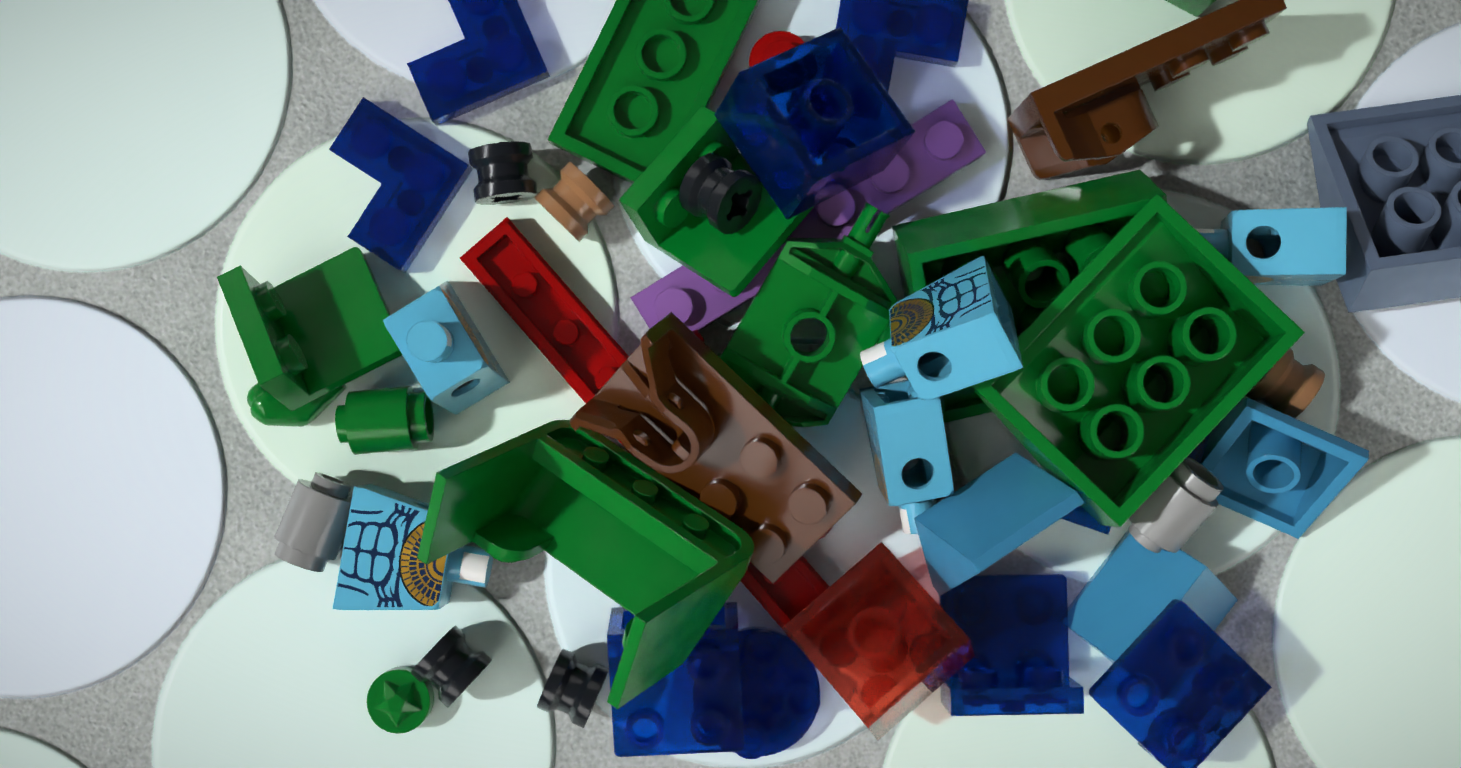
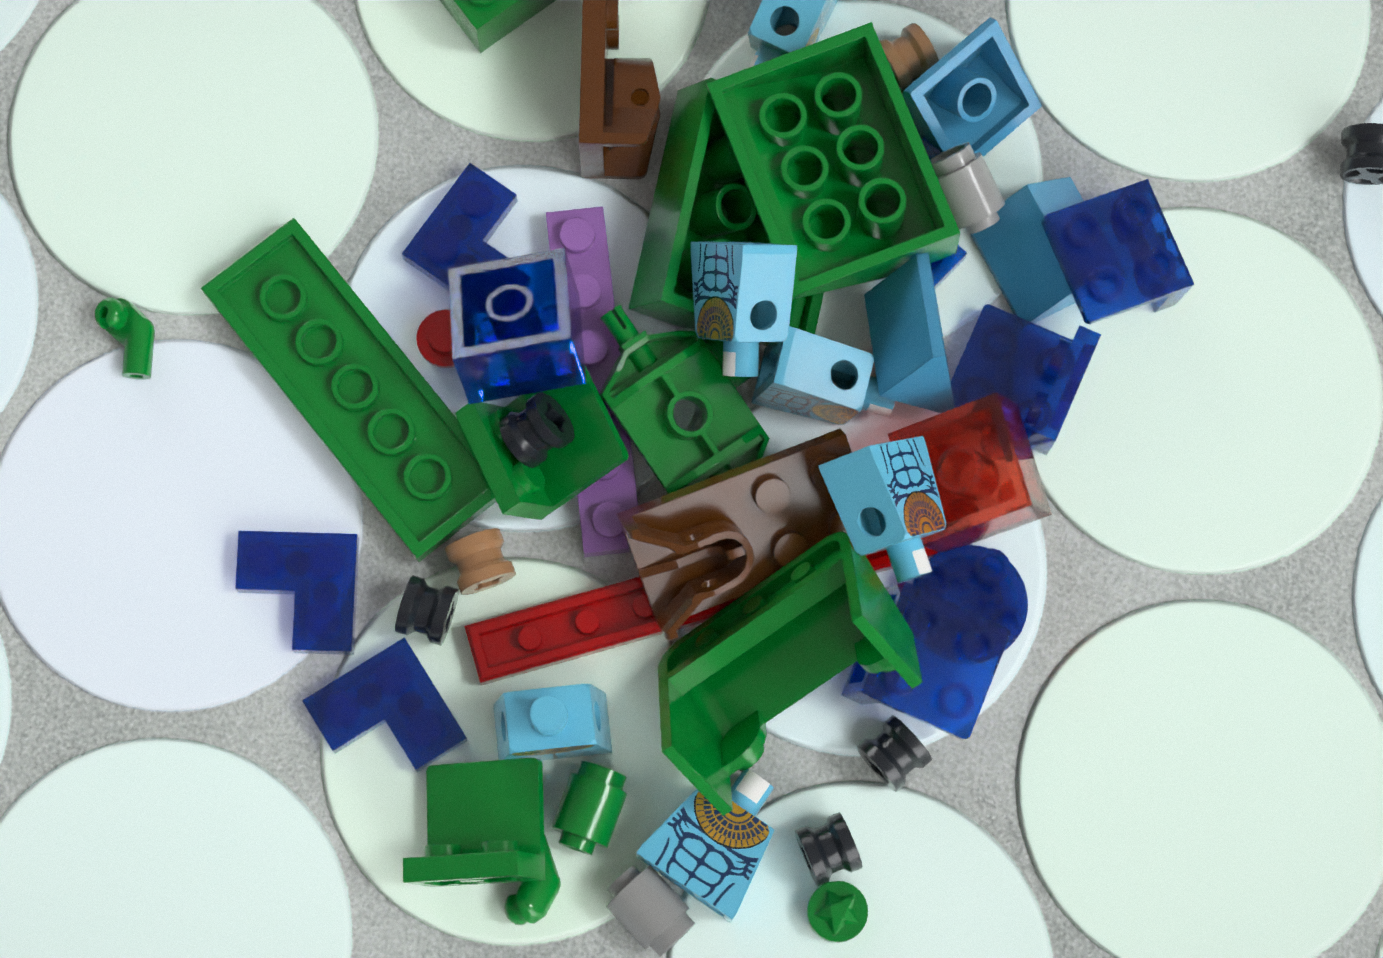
camera: 70 degrees left, 10 degrees down
(803, 580) = (888, 502): none -> medium azure torso

